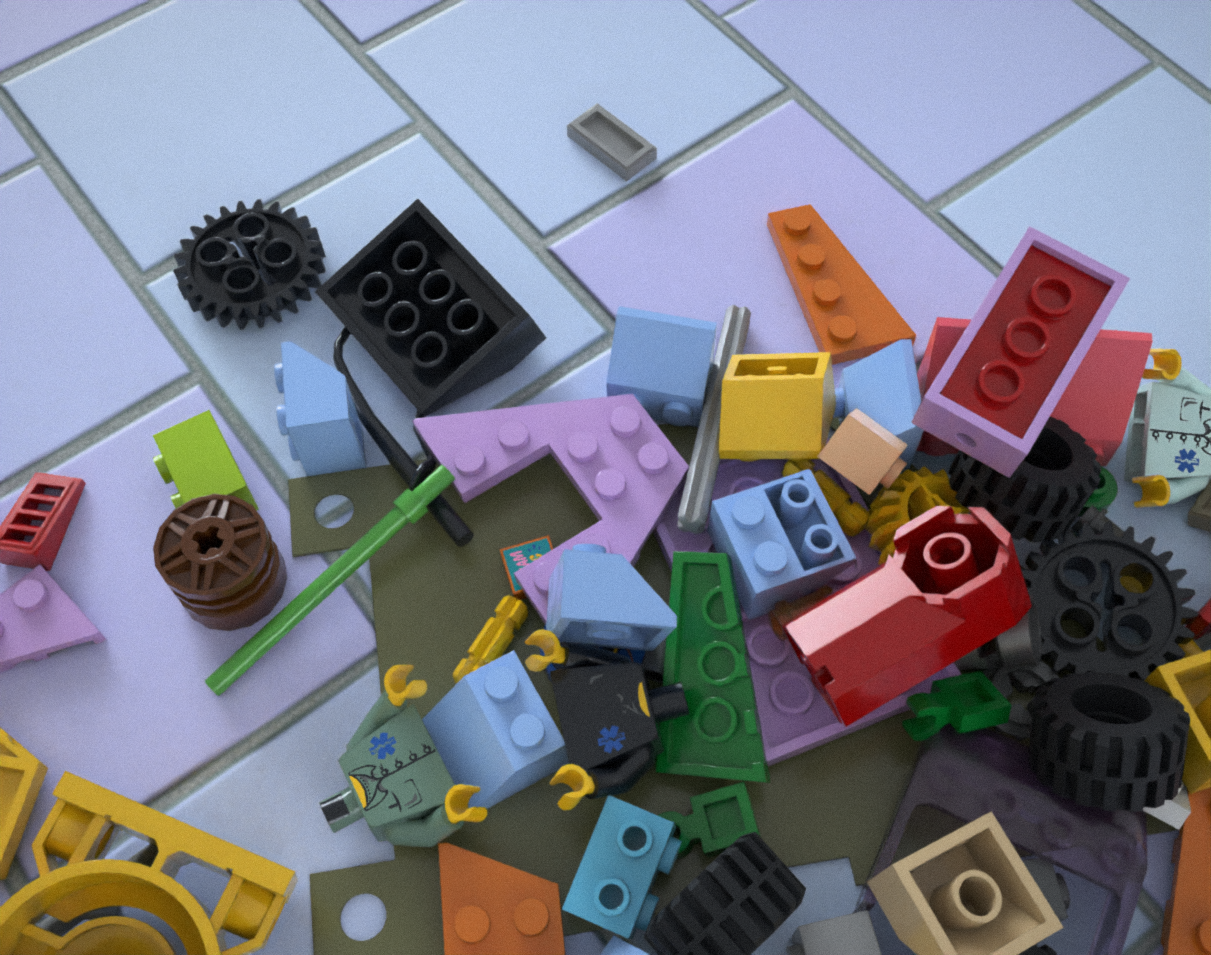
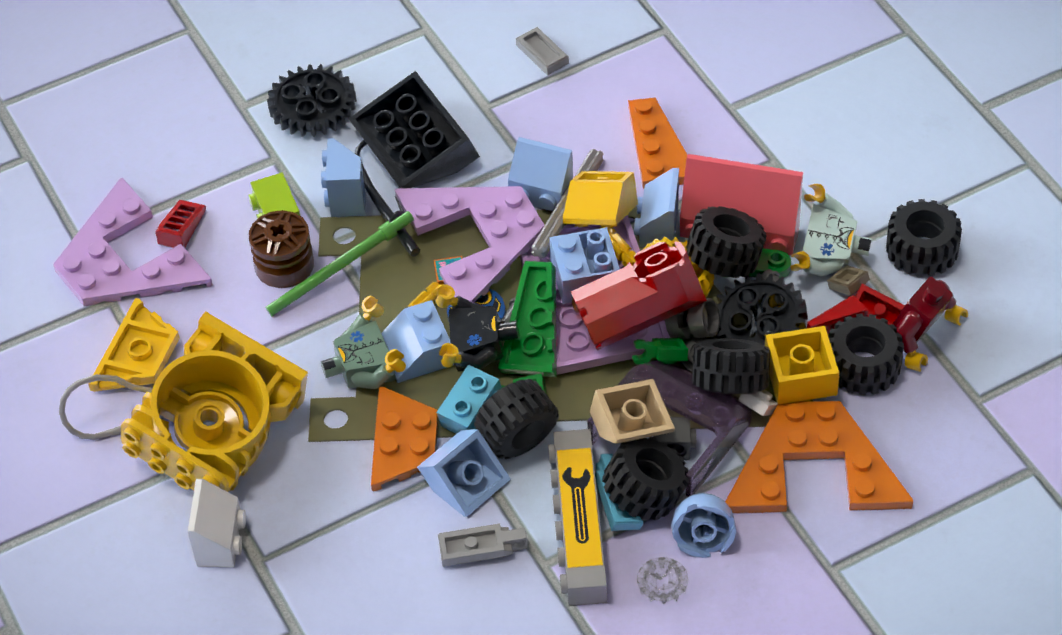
camera: 10 degrees right, 10 degrees down
(605, 602) = (482, 277): light blue slope -> none
(864, 452) = (637, 221): light nougat brick -> none
(1020, 352) = (719, 170): red brick -> none

